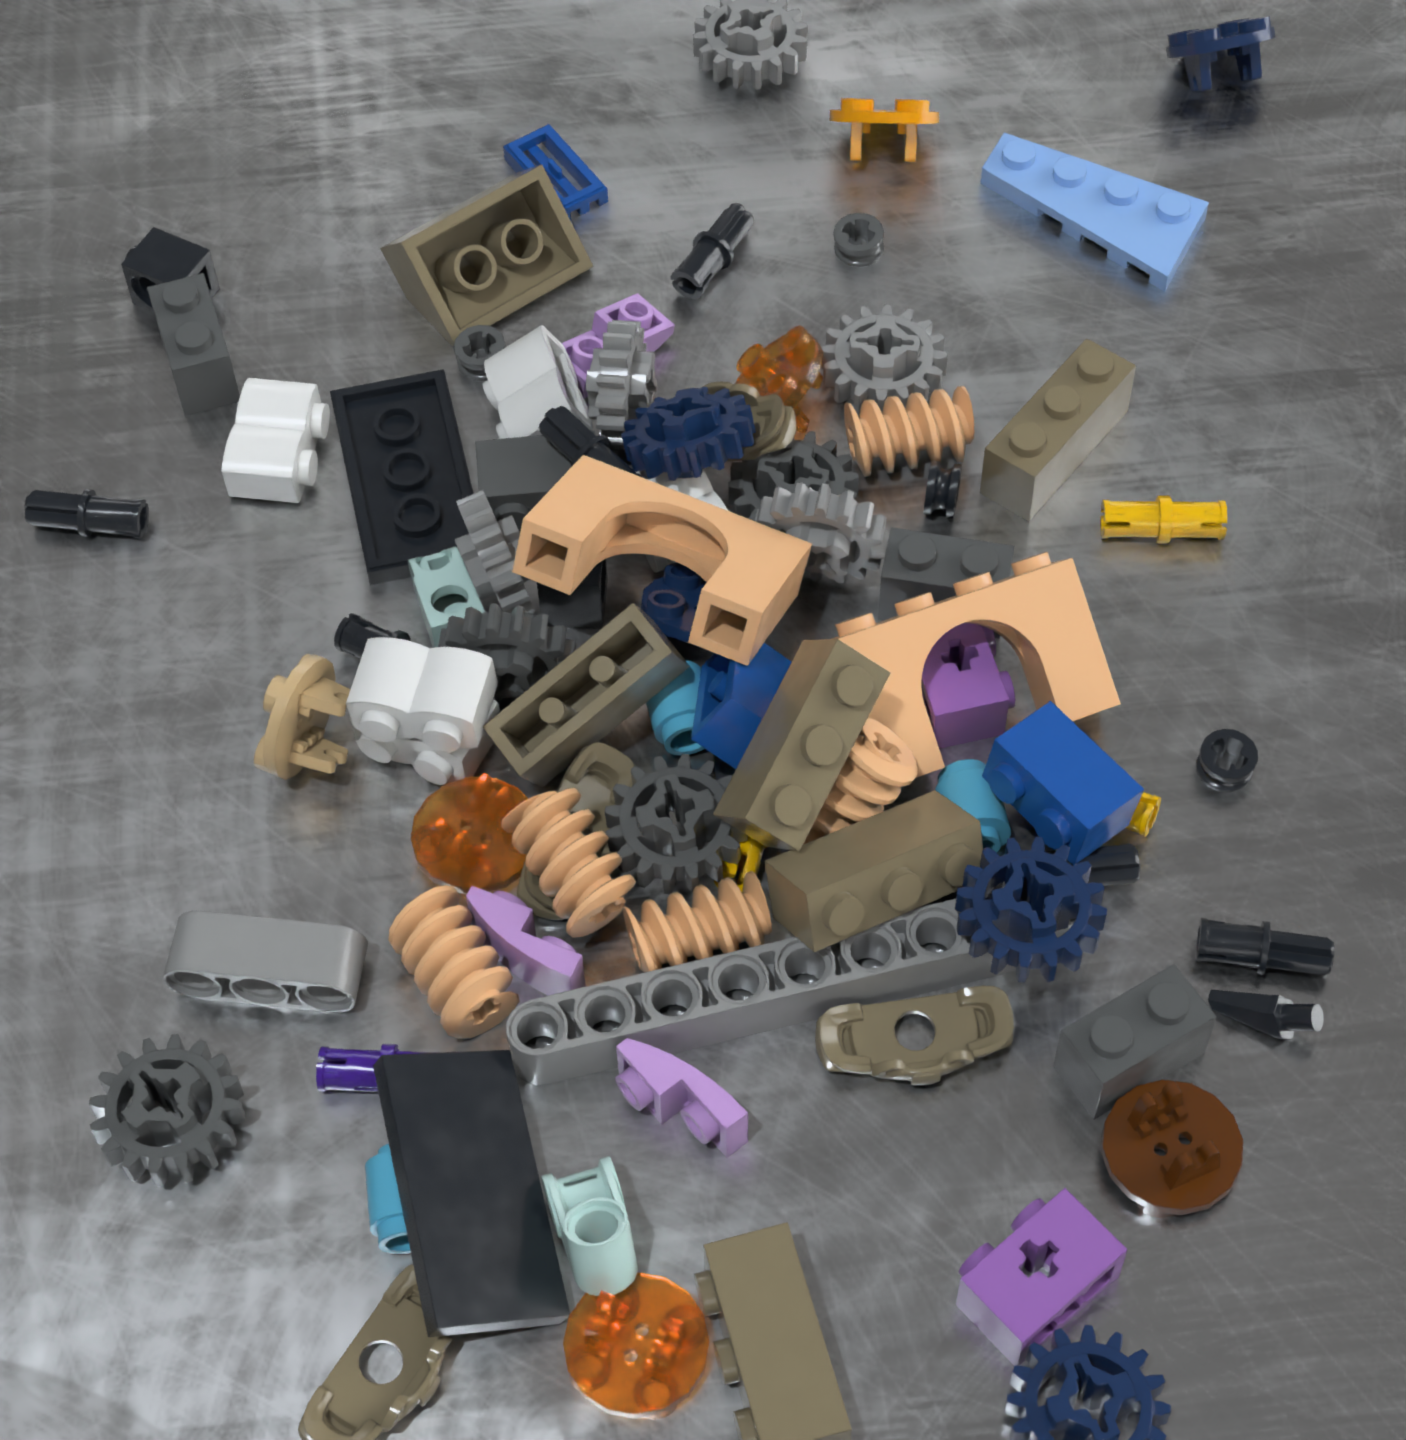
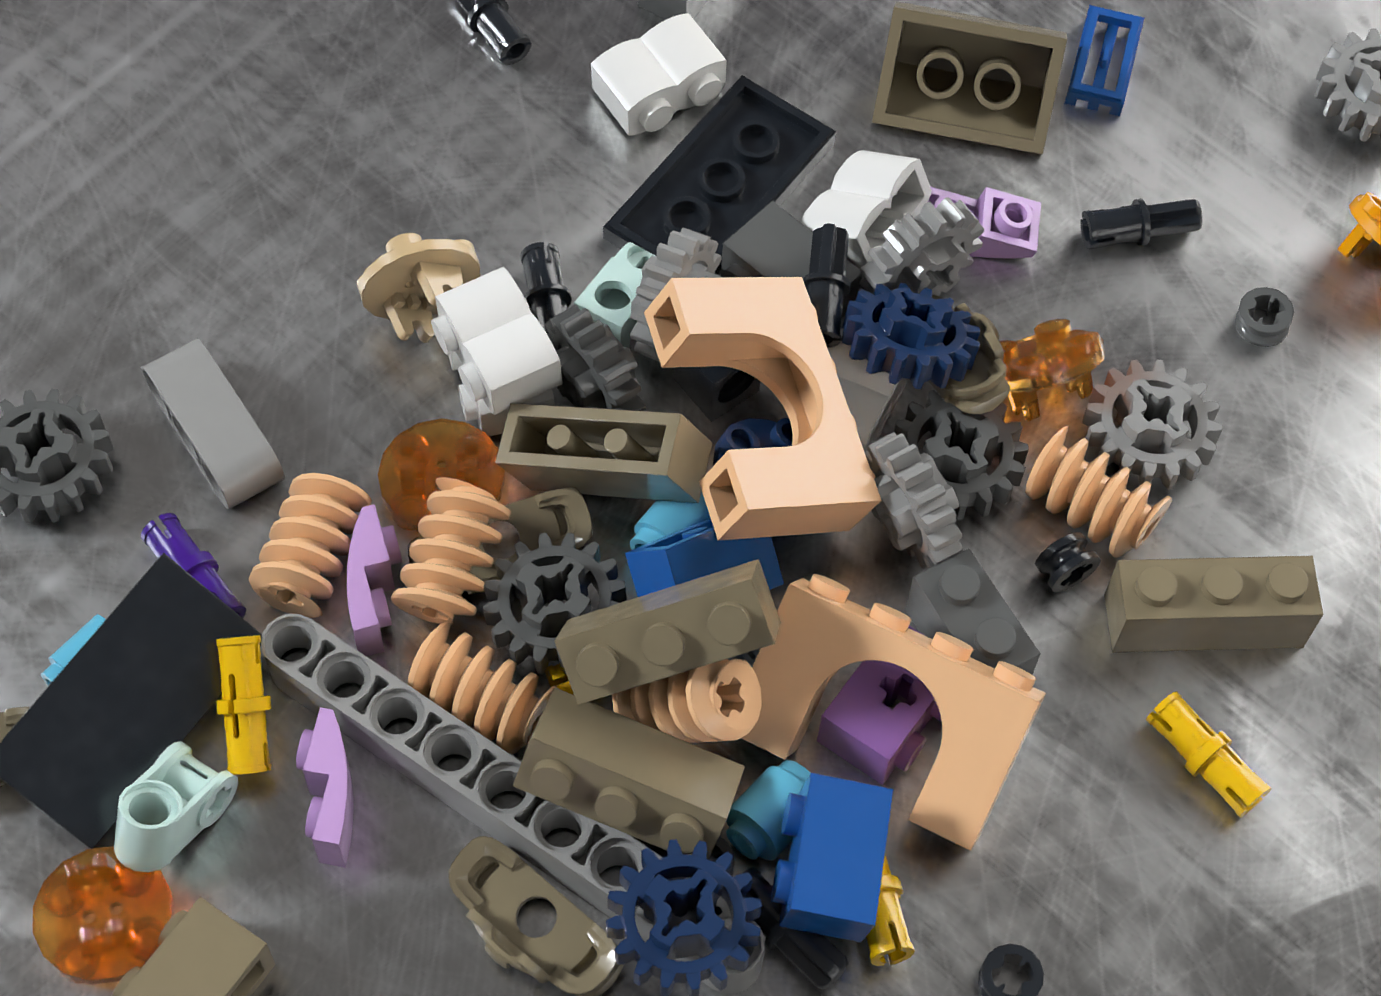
camera: 45 degrees right, 5 degrees up
(473, 339) = (880, 127): dark grey bush -> none
(590, 1137) = (243, 704): none -> yellow pin

